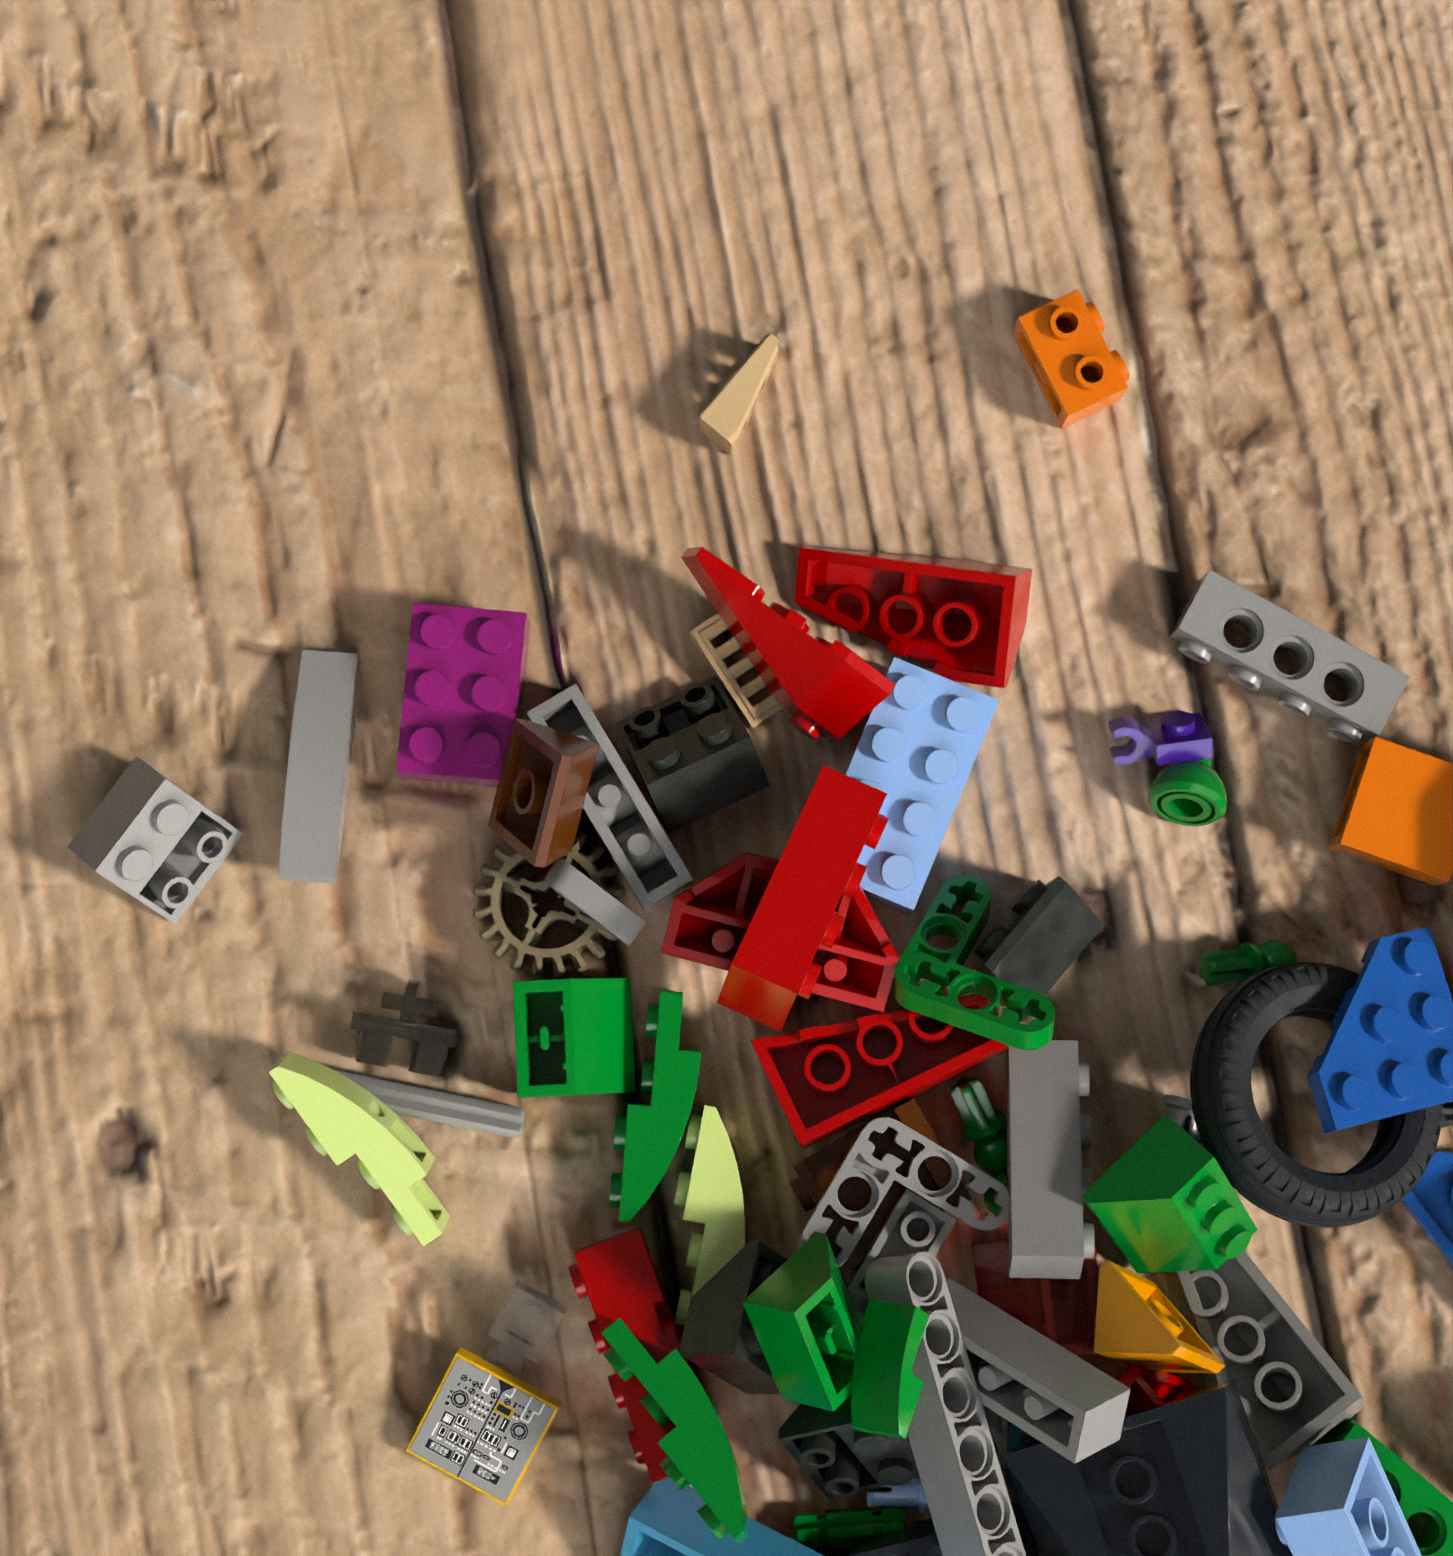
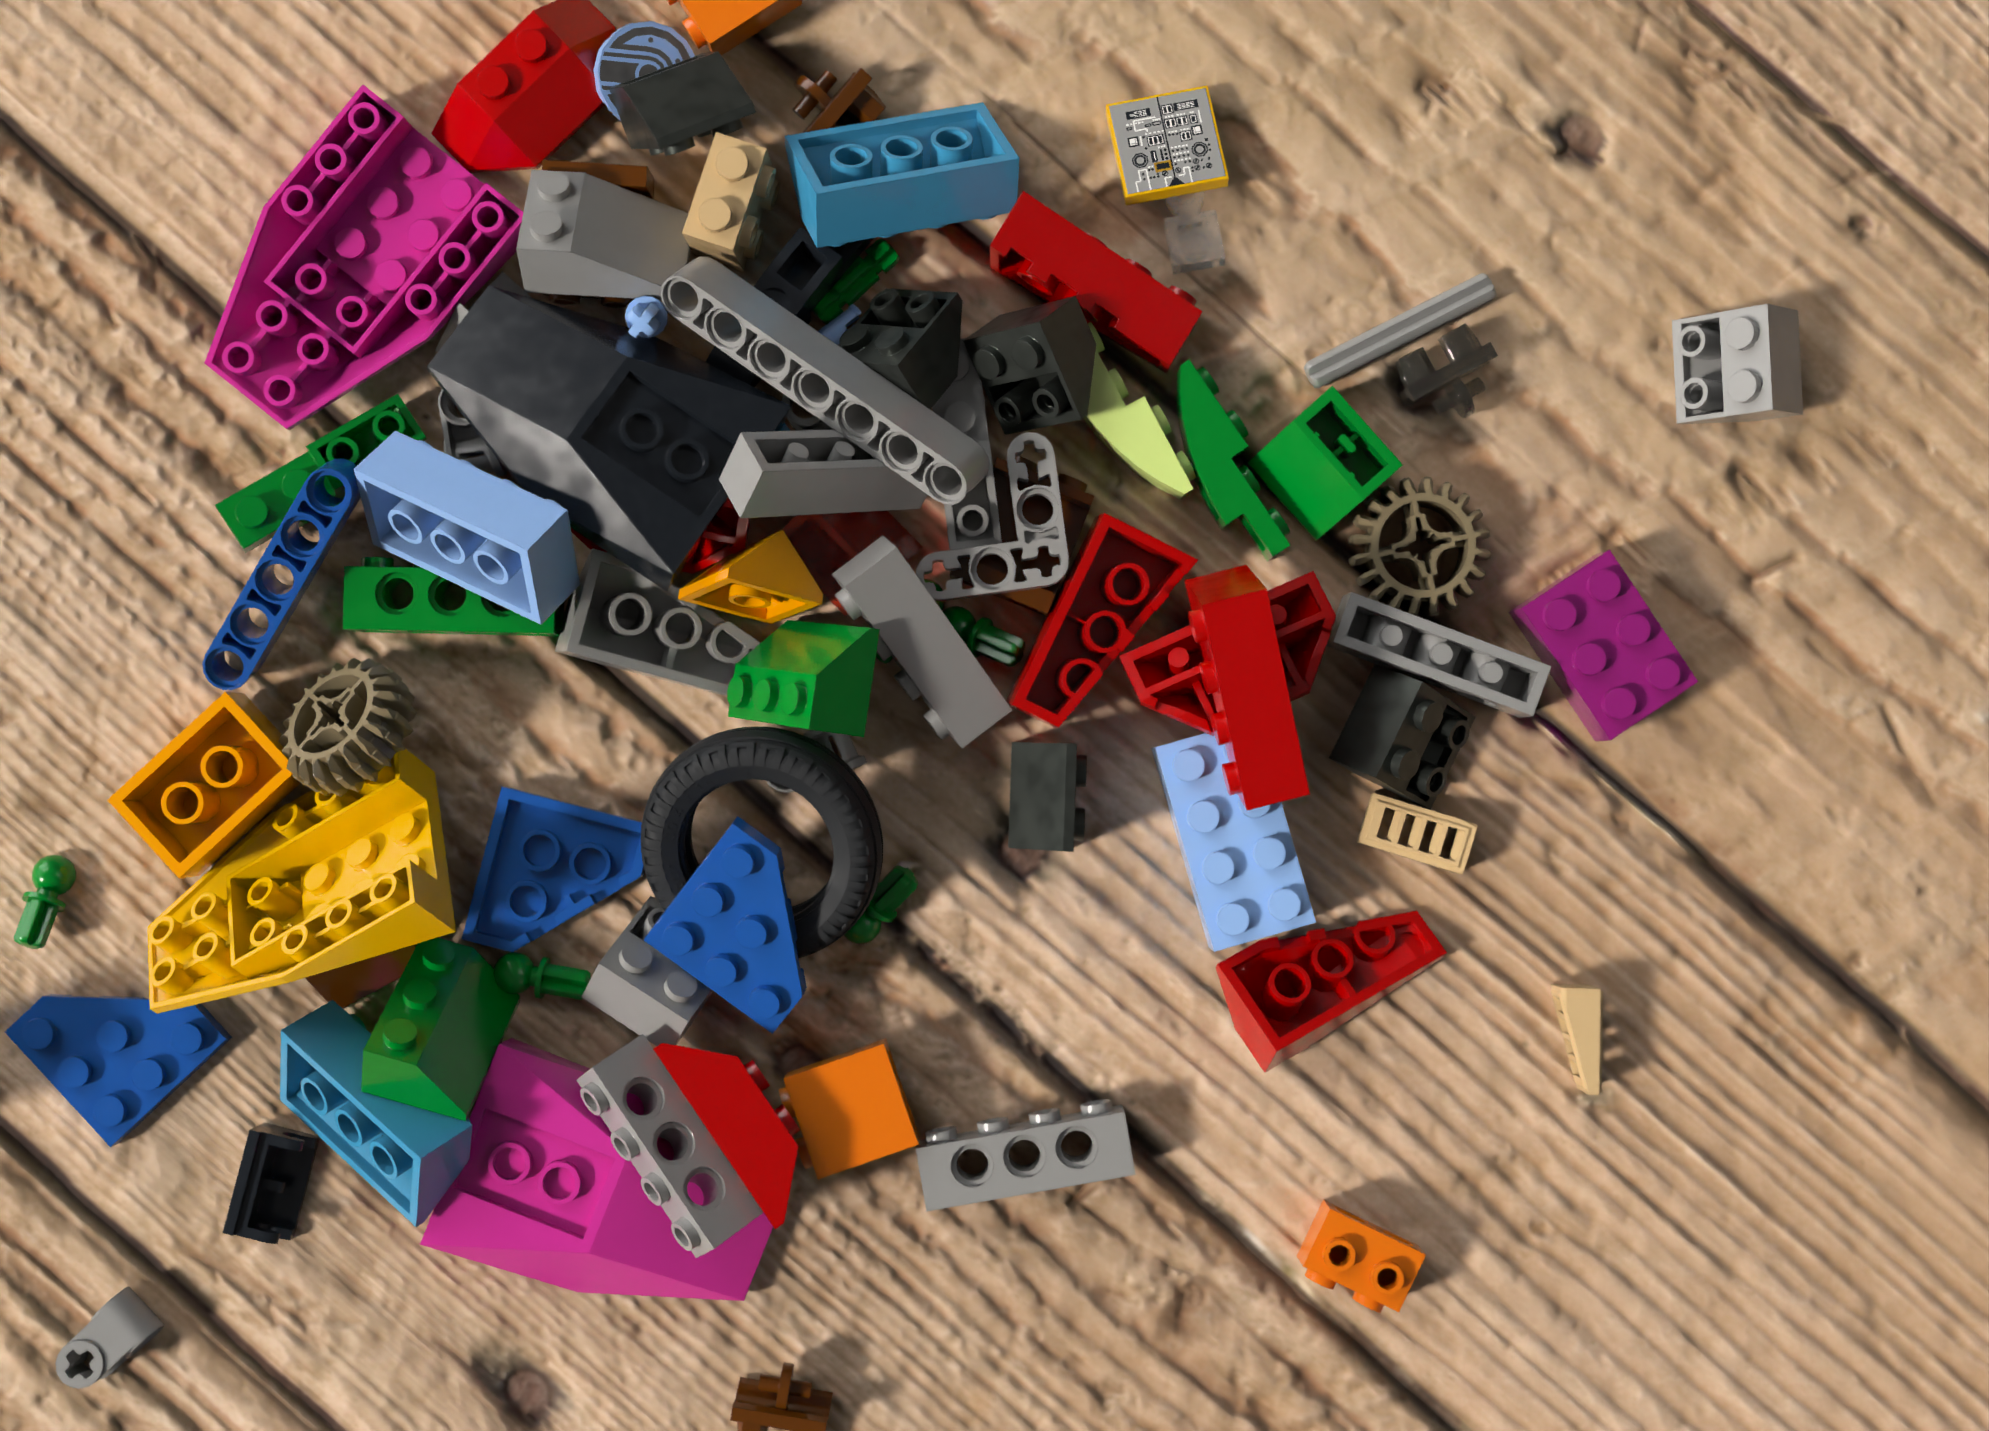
camera: 145 degrees right, 5 degrees up
(318, 767) = (1665, 512): light grey slope -> none
(351, 1120) = (1435, 279): yellowish green slope -> none
(542, 791) = (1493, 617): reddish brown slope -> none
(594, 901) = (1391, 568): light grey beam -> none
(698, 1444) = (1014, 241): green slope -> none
(807, 1327) = (998, 385): green slope -> none
(808, 676) = (1368, 859): red wedge -> none
(882, 1377) = (917, 379): green slope -> none
(946, 969) = (1088, 718): green beam -> none
(1168, 739) = (1066, 1023): dark purple plate -> none
(1189, 793) = (1020, 998): green brick -> none

